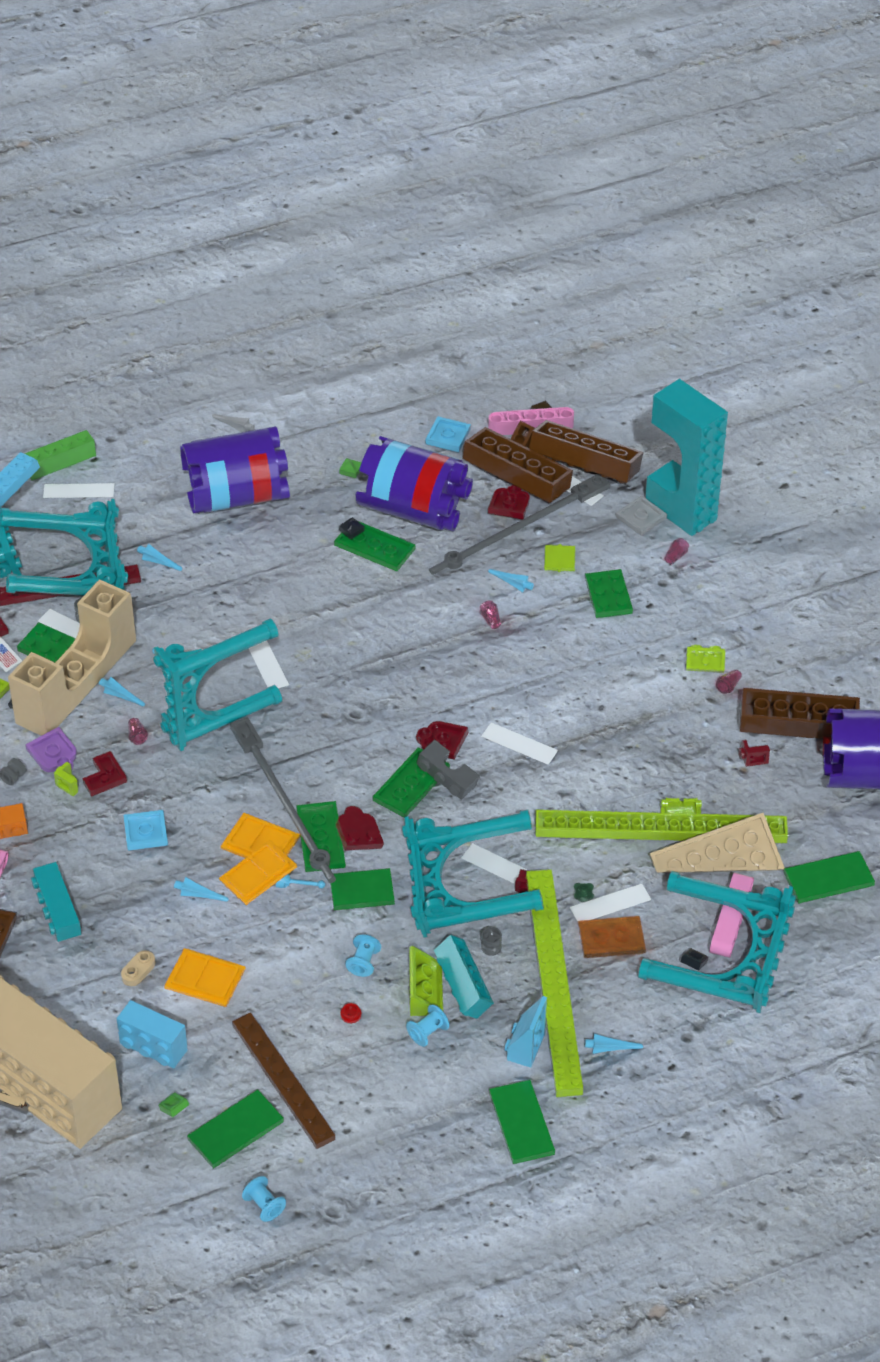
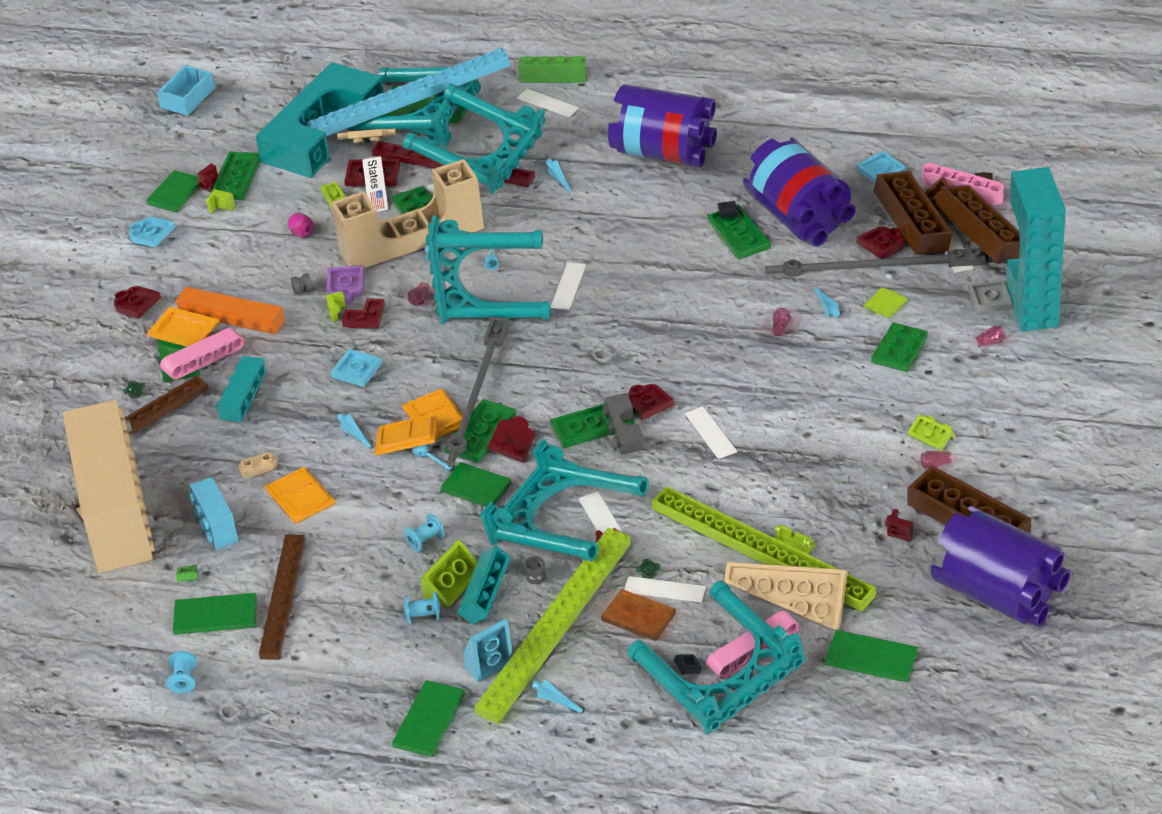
camera: 40 degrees right, 5 degrees down
(350, 1013) = (377, 571): red plate -> none

